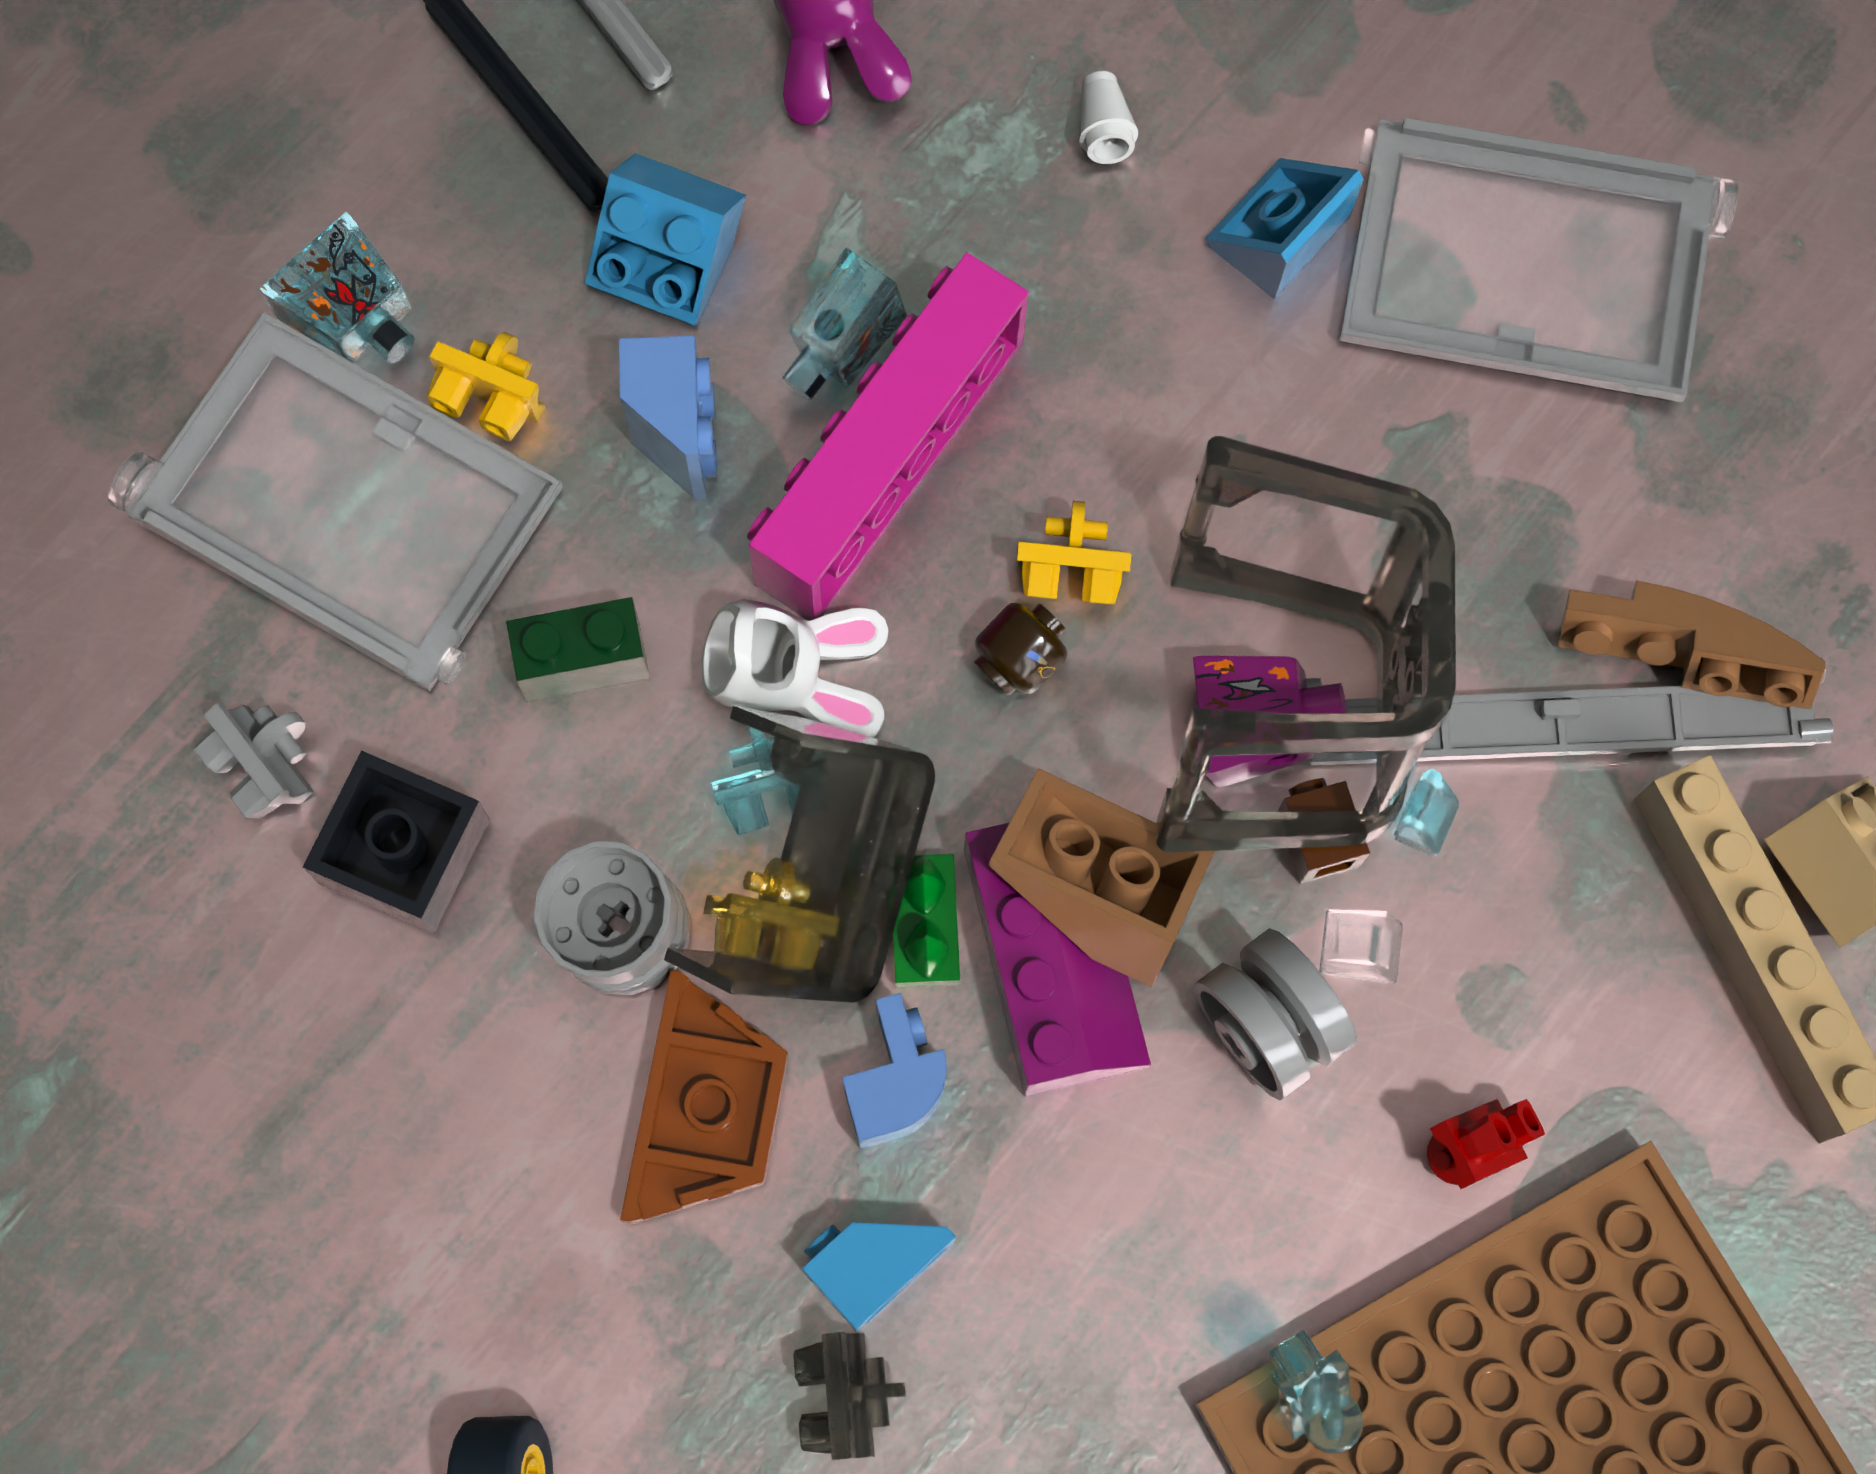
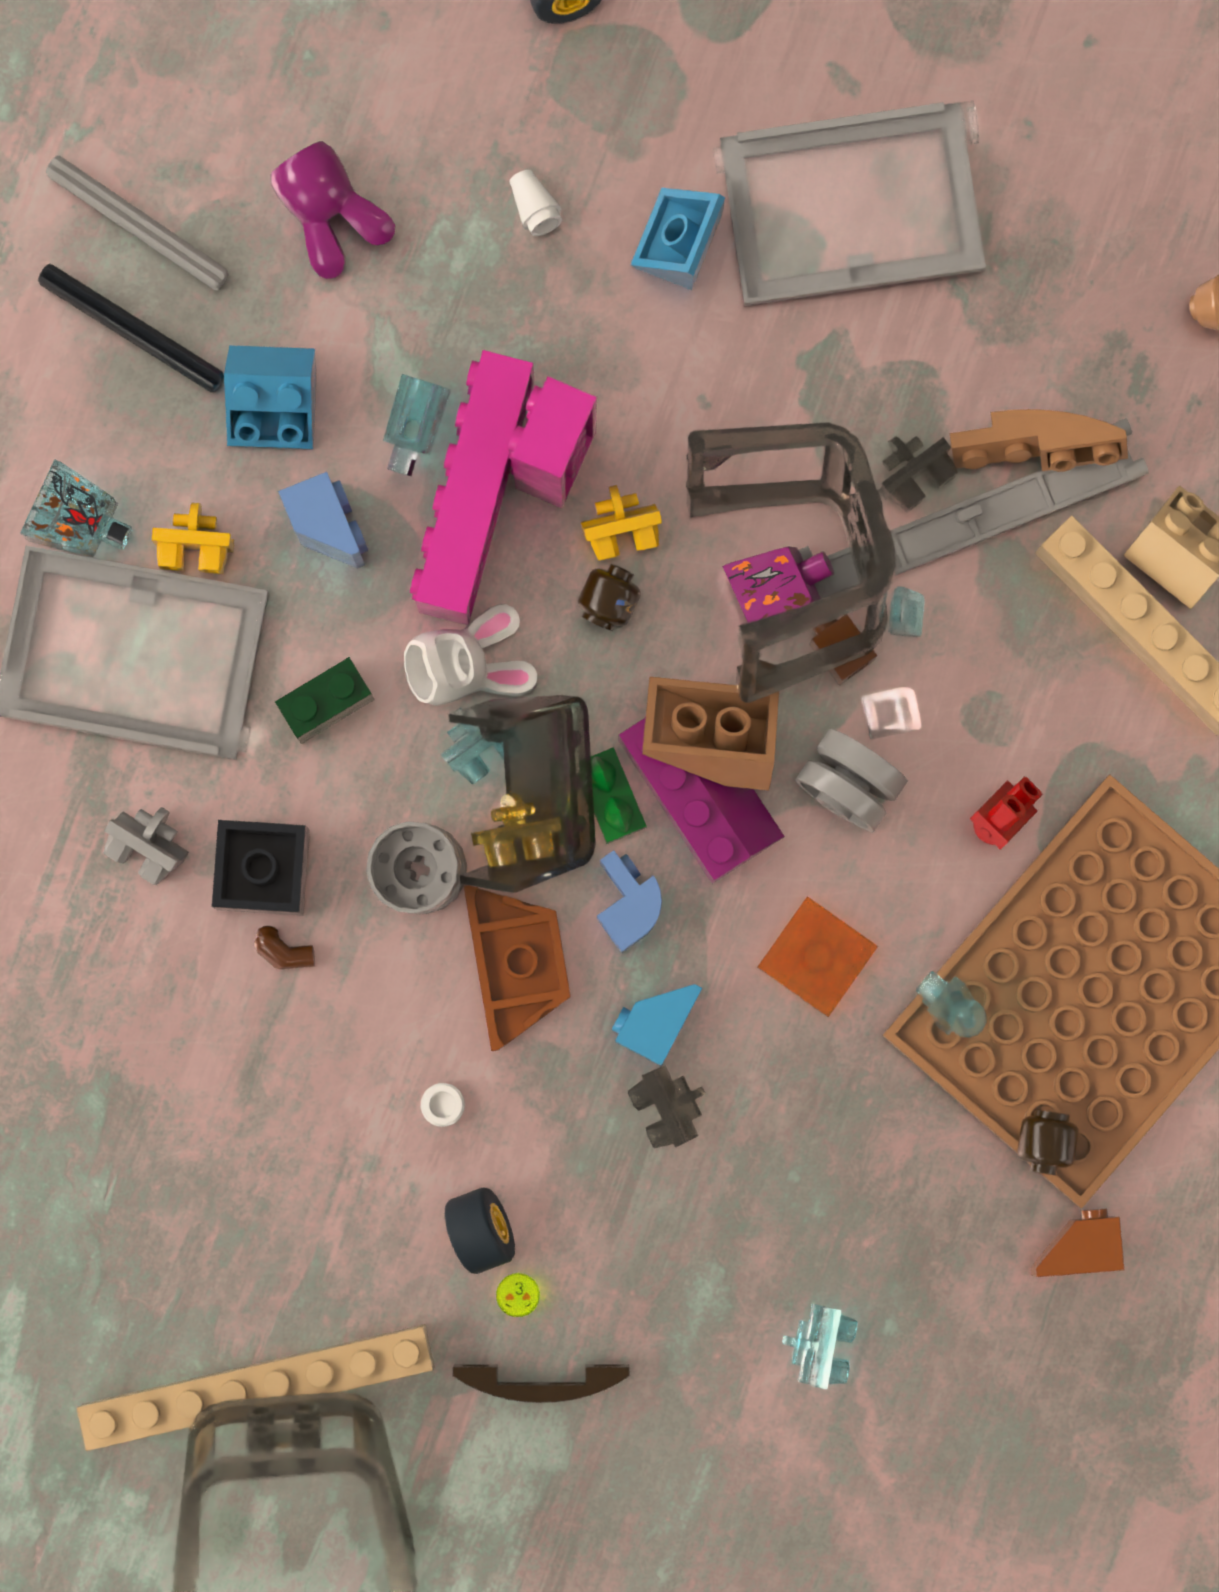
camera: 20 degrees left, 10 degrees up
(377, 975) = (279, 954): none -> reddish brown arm
(523, 1274) = (442, 1104): none -> white tile
(1019, 398) = (553, 442): none -> dark pink brick
(1139, 1254) = (817, 956): none -> clear orange plate
(1531, 621) = (902, 484): none -> clear smoke hips

